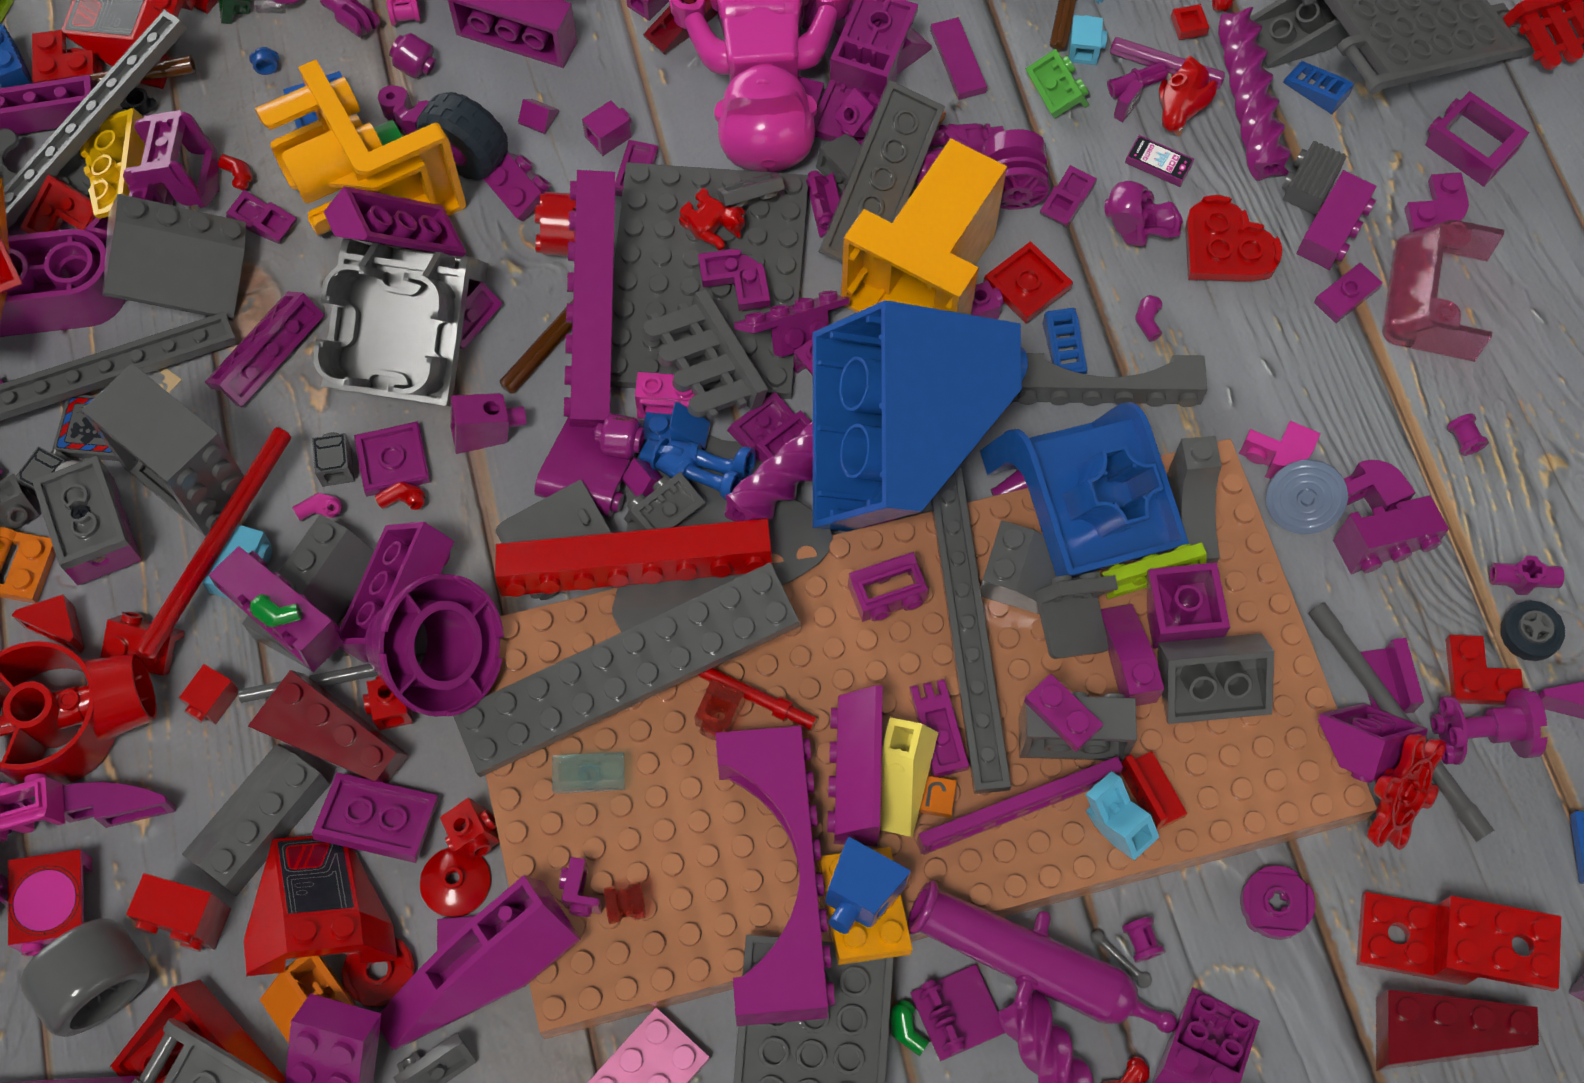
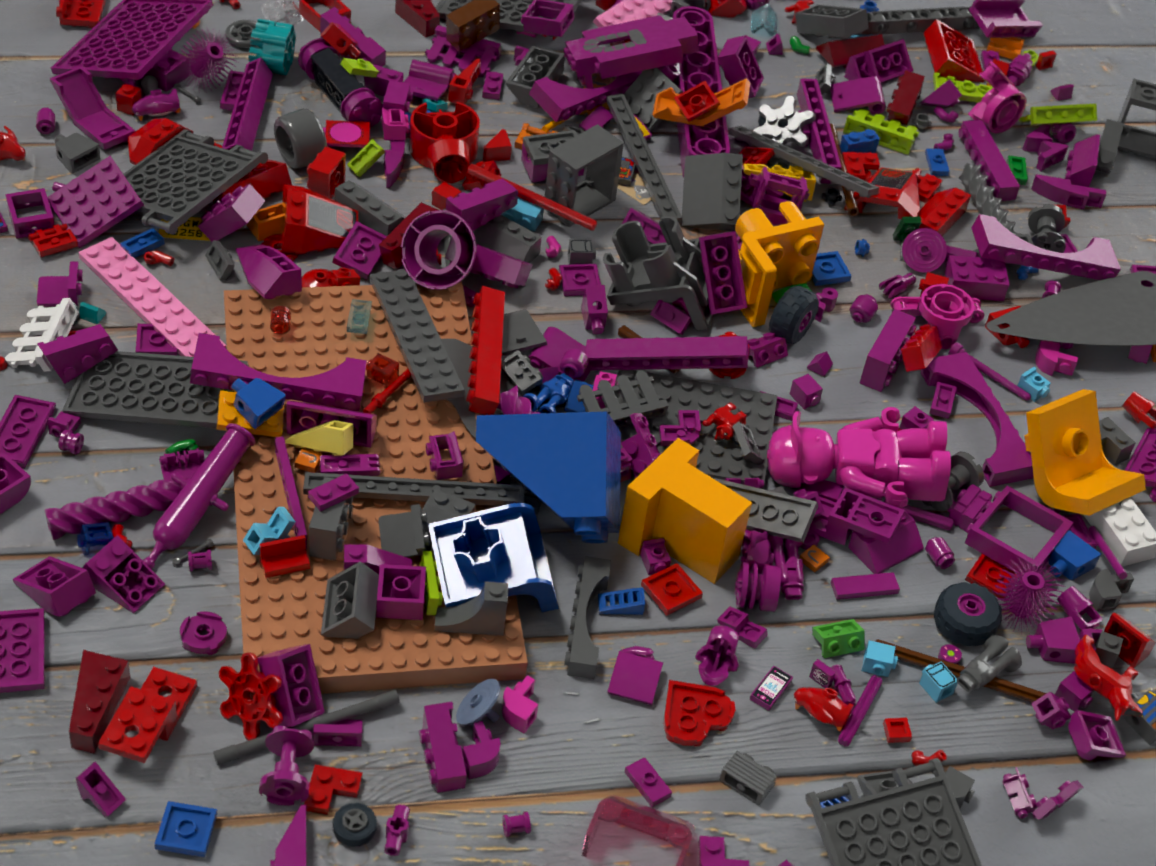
camera: 90 degrees right, 20 degrees down
(111, 853) = (366, 158): none -> lime plate
(271, 614) = (472, 186): green arm -> none
(573, 883) = (295, 302): magenta bracket -> none
(1193, 315) = (635, 678): none -> magenta slope
(1252, 101) = (825, 751): magenta piece -> none
(1338, 220) = (709, 783): magenta brick -> none

